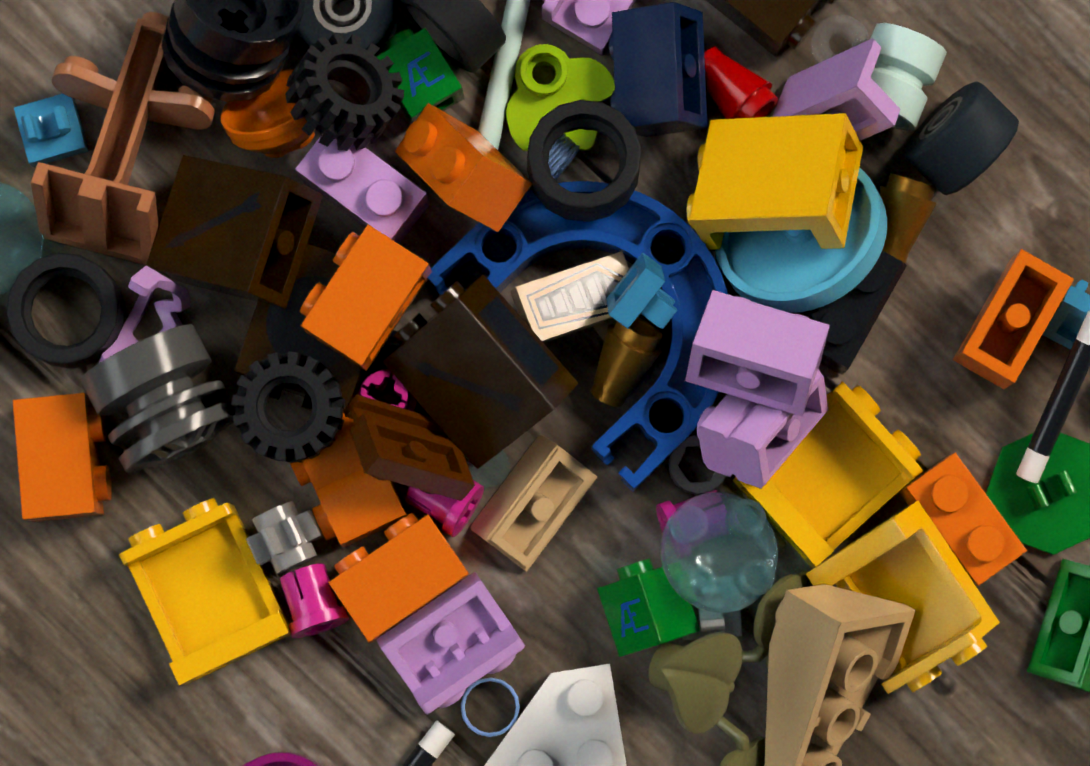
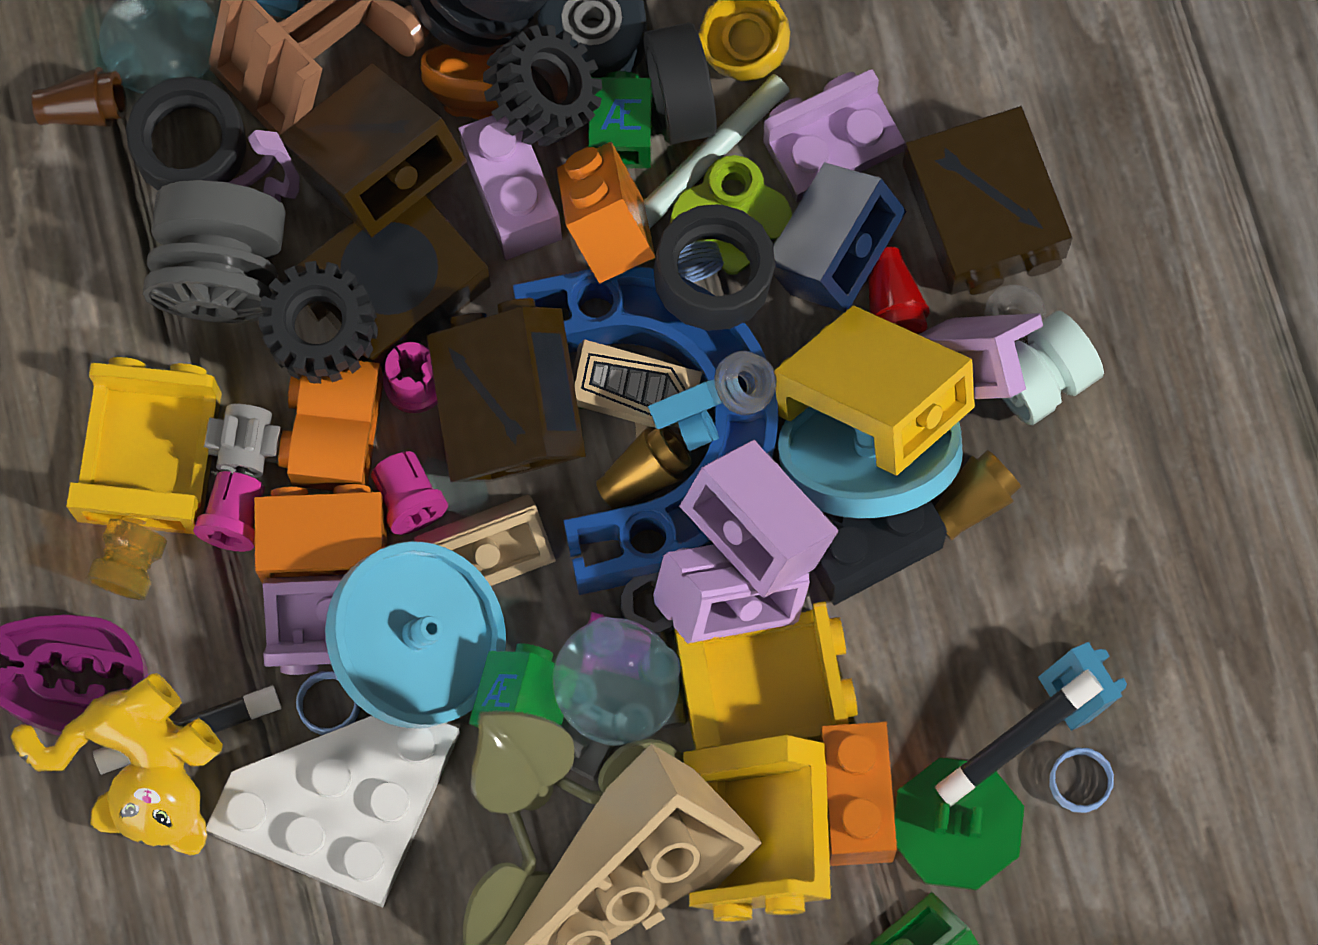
camera: 30 degrees right, 10 degrees down
(60, 457) = (96, 257): orange brick -> none
(252, 694) = (127, 557): none -> clear yellow wheel
(364, 296) = (446, 267): orange brick -> none
(407, 448) = (397, 420): reddish brown plate -> none
(530, 613) = (413, 633): none -> medium azure piece
(681, 235) = (758, 377): none -> clear plate
(961, 138) = (1070, 455): black wheel -> none
(1013, 319) = (1015, 640): orange brick -> none

